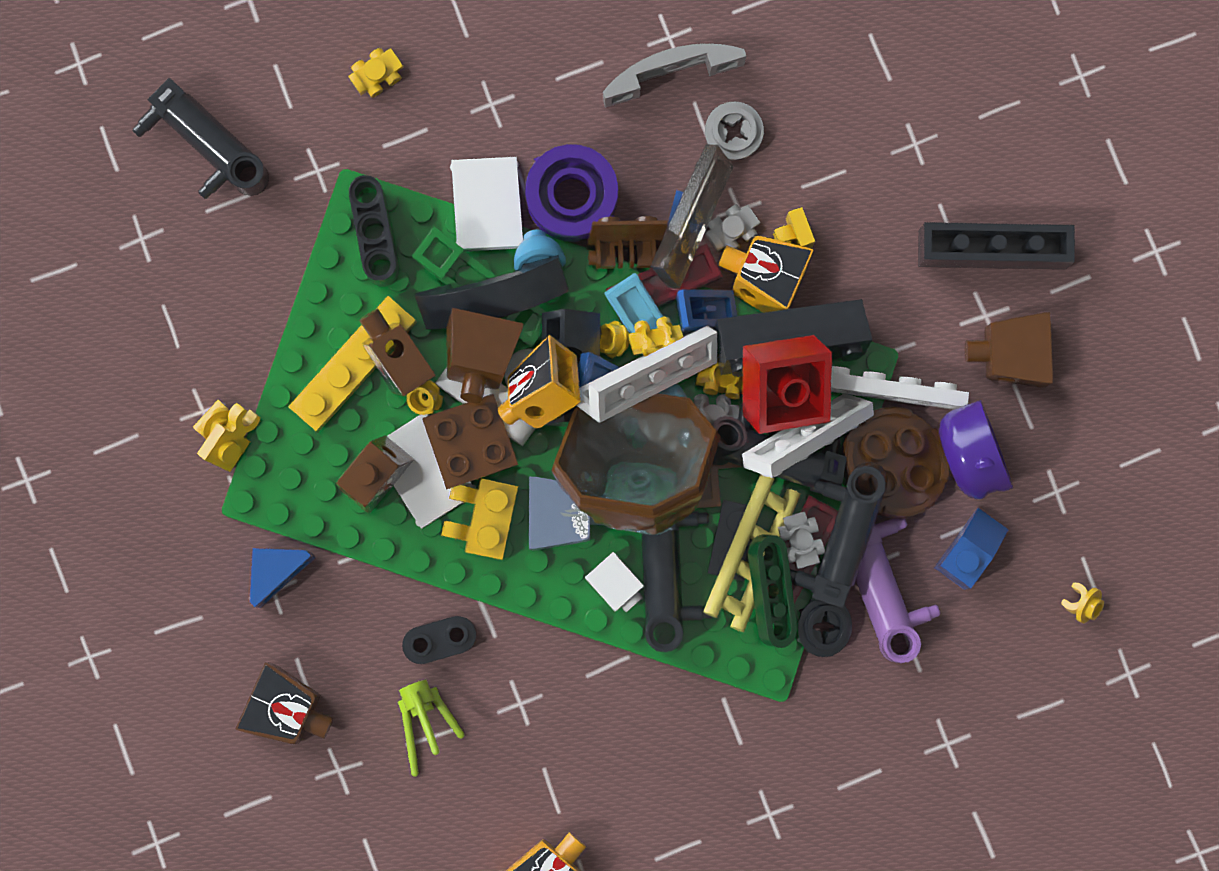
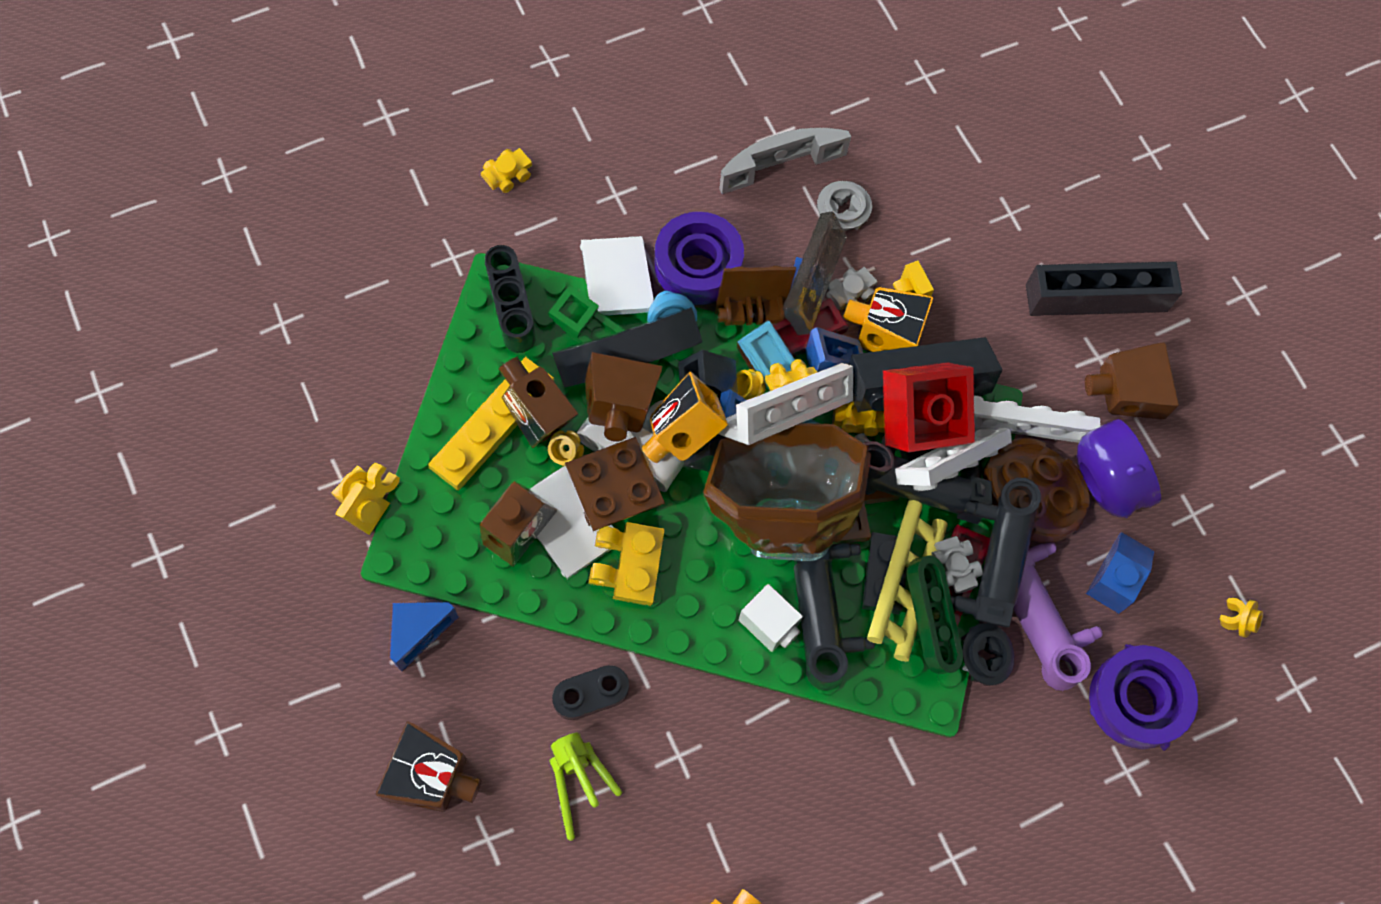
camera: 10 degrees left, 15 degrees down
(206, 137) = (348, 228): black piece -> none
(554, 516) = (709, 554): sand blue torso -> none
(998, 680) = (1166, 681): none -> dark purple piece

